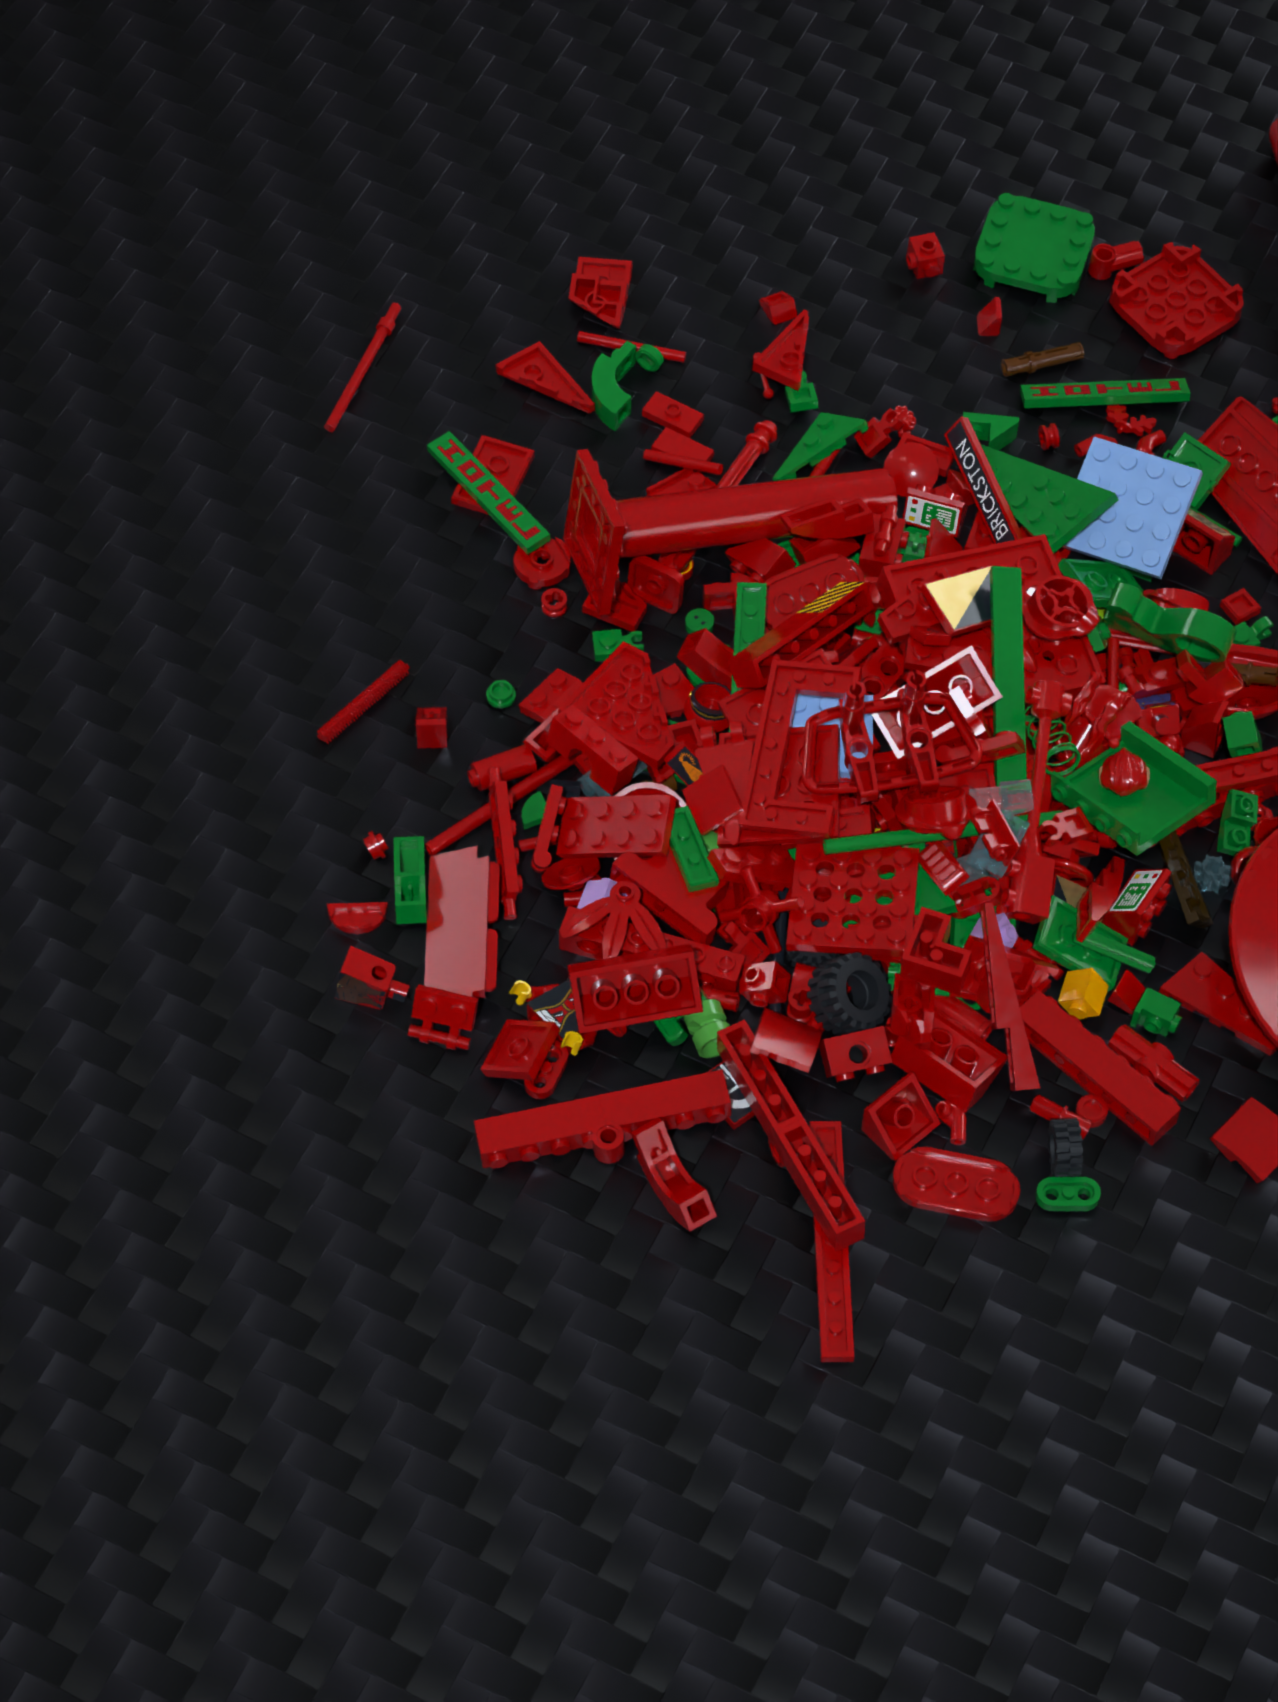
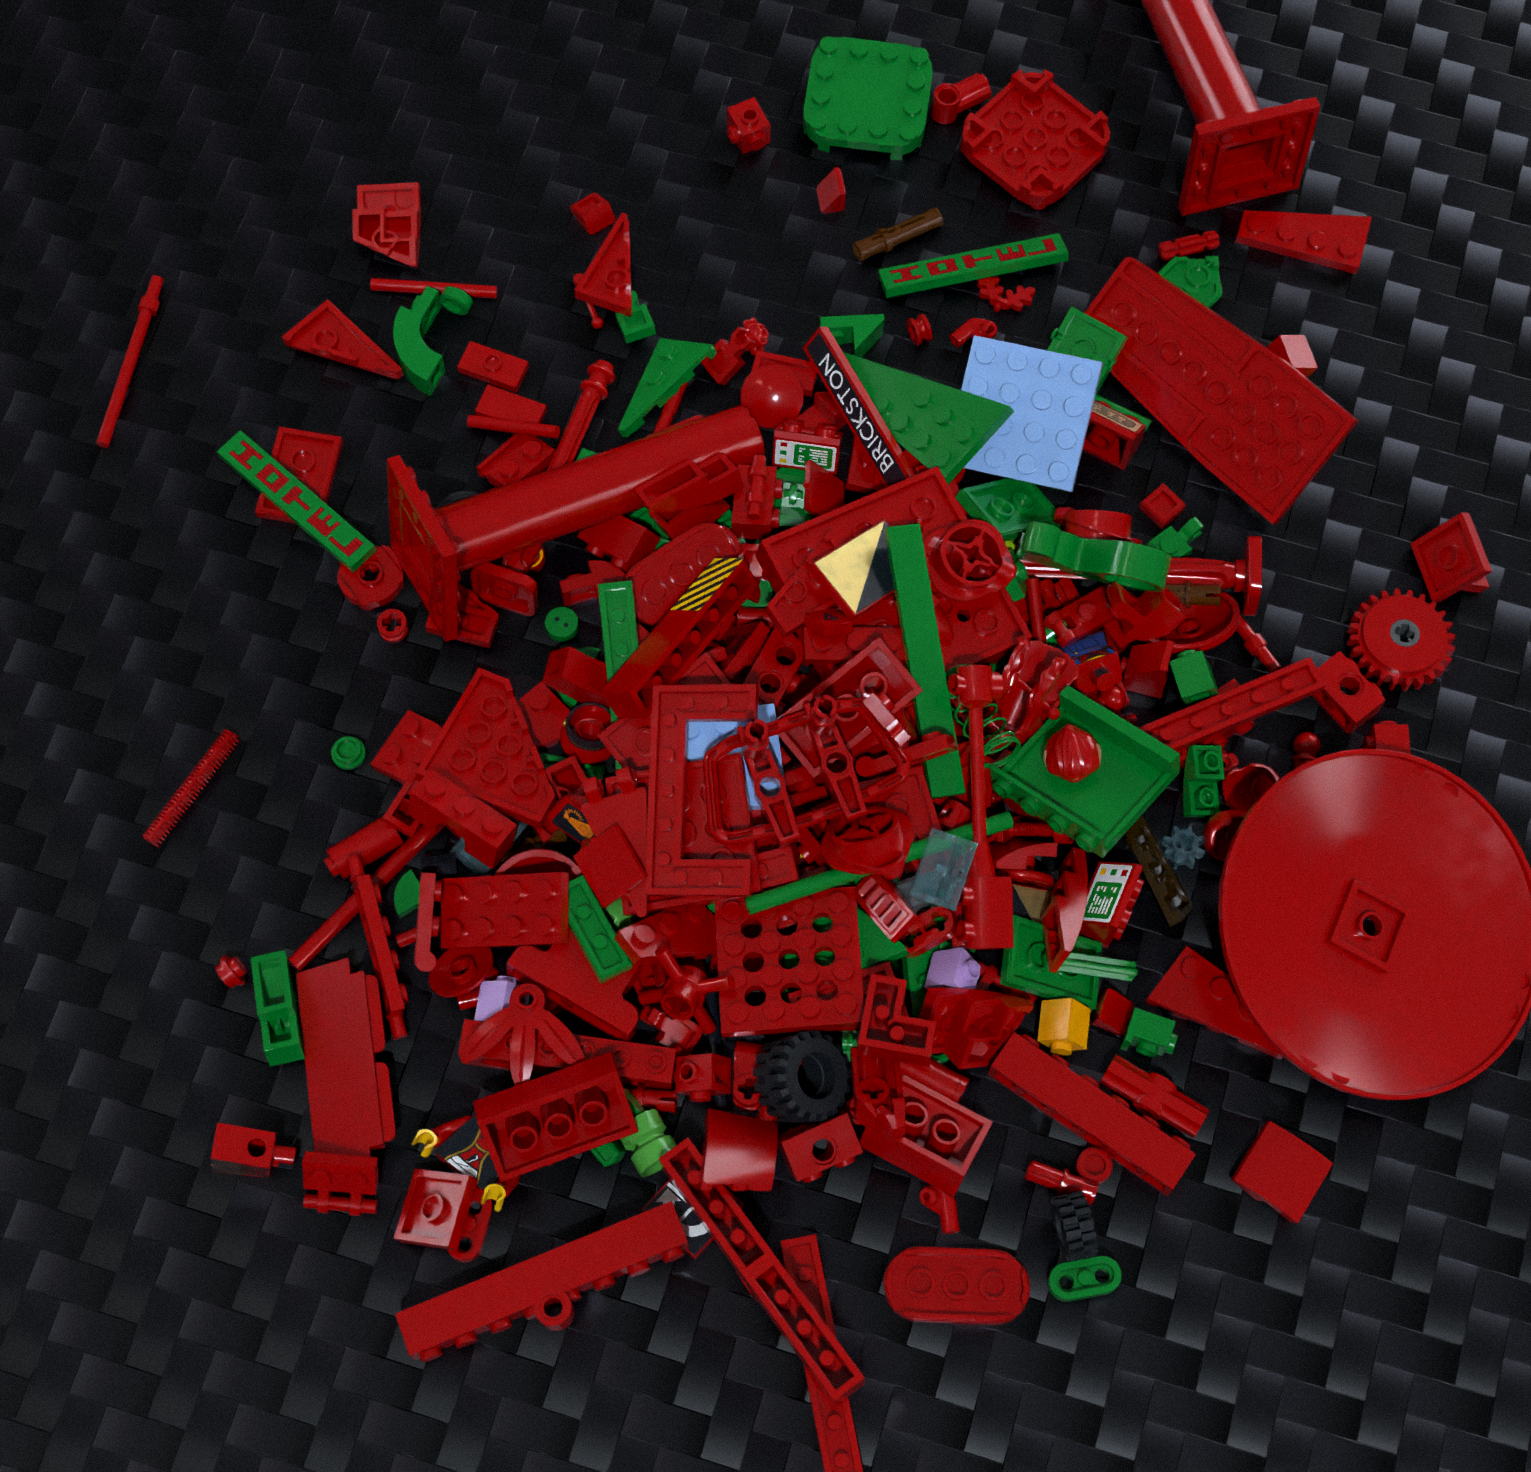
camera: 10 degrees left, 10 degrees up
(357, 917) = (223, 1064): red tile -> none
(431, 727) = (274, 806): red slope -> none
(607, 641) = (463, 665): green plate -> none
(667, 1176) = (634, 1344): red arch -> none
(900, 1117) = (883, 1218): red slope -> none
(999, 837) = (949, 875): red hinge -> none
(1004, 1005) = (980, 1067): red slope -> none
(1009, 795) = (941, 812): clear slope -> none
(1068, 825) = (1019, 834): red plate -> none
(1148, 442) = (1029, 322): red arm -> none

